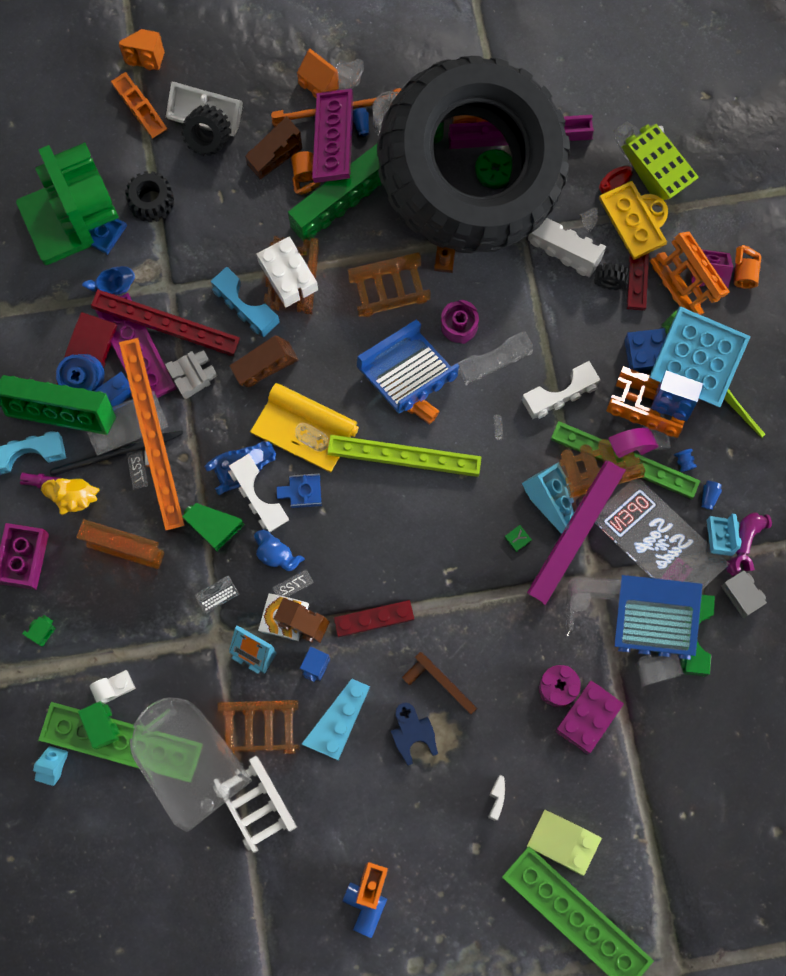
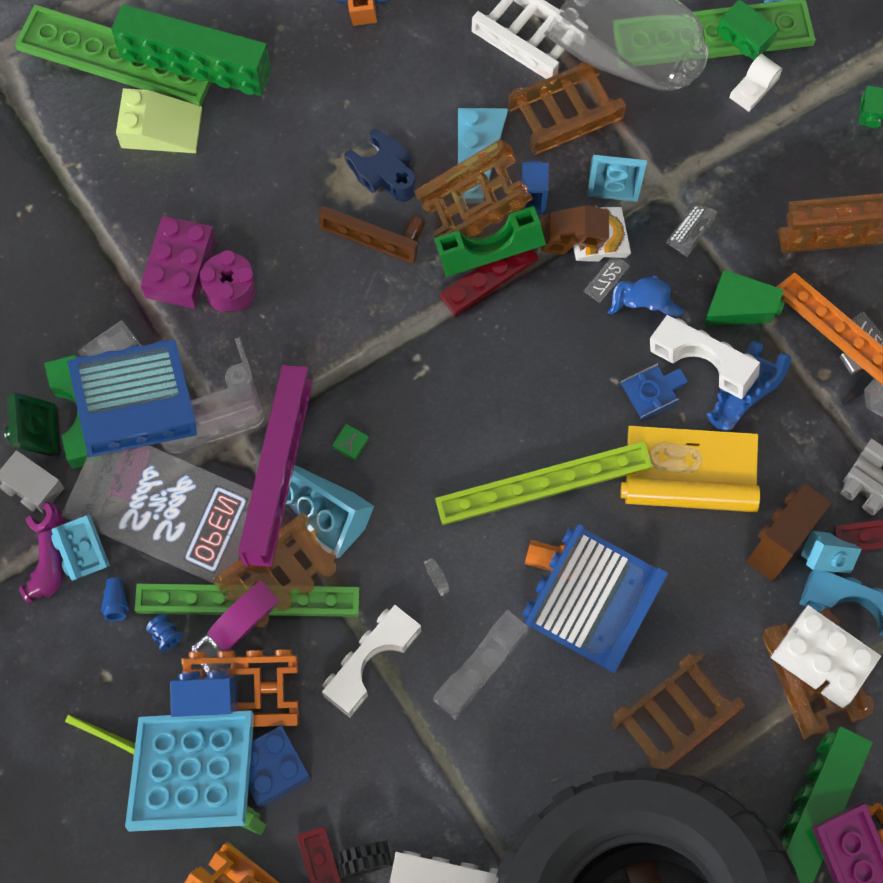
camera: 155 degrees right, 5 degrees down
(248, 335) = (830, 553): none -> medium azure brick
(361, 687) = (467, 176): none -> clear orange fence
(381, 634) = (519, 234): none -> green arch
(461, 331) = (567, 688): magenta brick -> none
(498, 793) = (255, 129): white slope -> none
(522, 882) = (191, 50): none -> green brick
(731, 632) = (32, 424): none -> dark green tile

